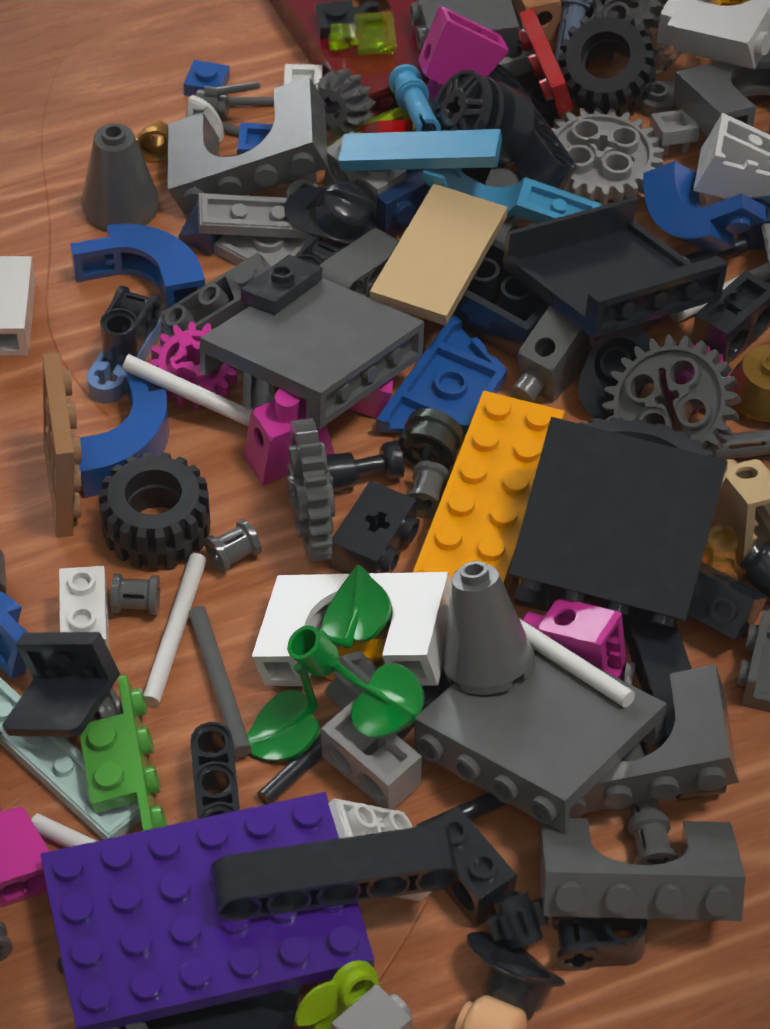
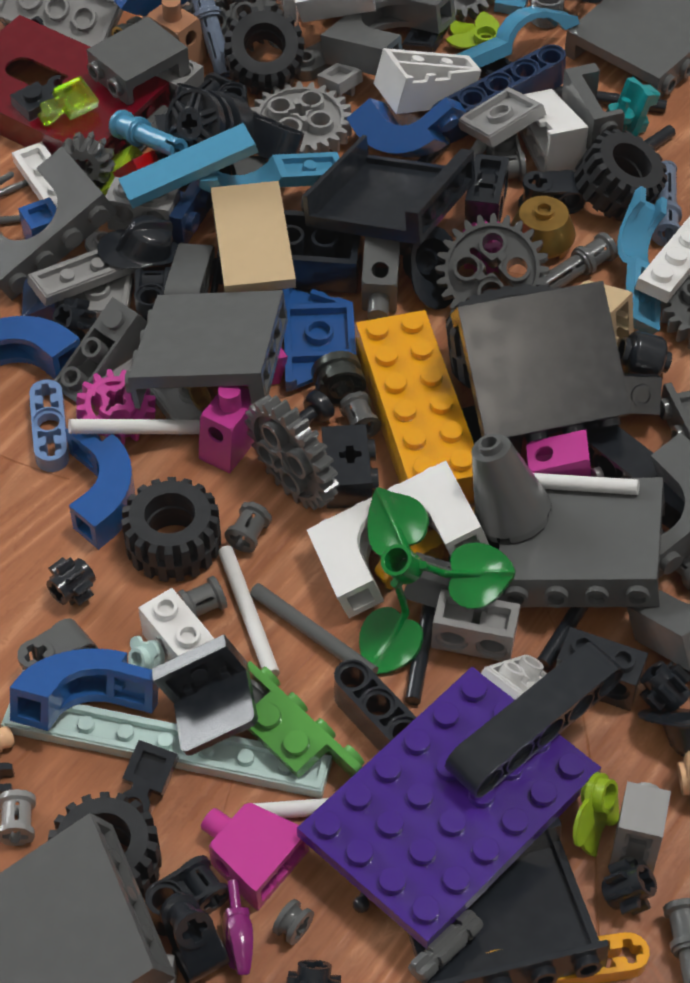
camera: 30 degrees left, 0 degrees up
(27, 514) = (71, 581): none -> black gear
(42, 617) = (145, 653): none -> light aqua plate
(61, 444) = (68, 510): medium nougat plate -> none
(128, 323) = (43, 400): black piece -> none
(218, 256) = (75, 316): none -> black gear
(281, 284) = (153, 311): black plate -> none
(458, 45) = (153, 83): dark pink torso -> none
(543, 62) = (221, 66): red plate -> none

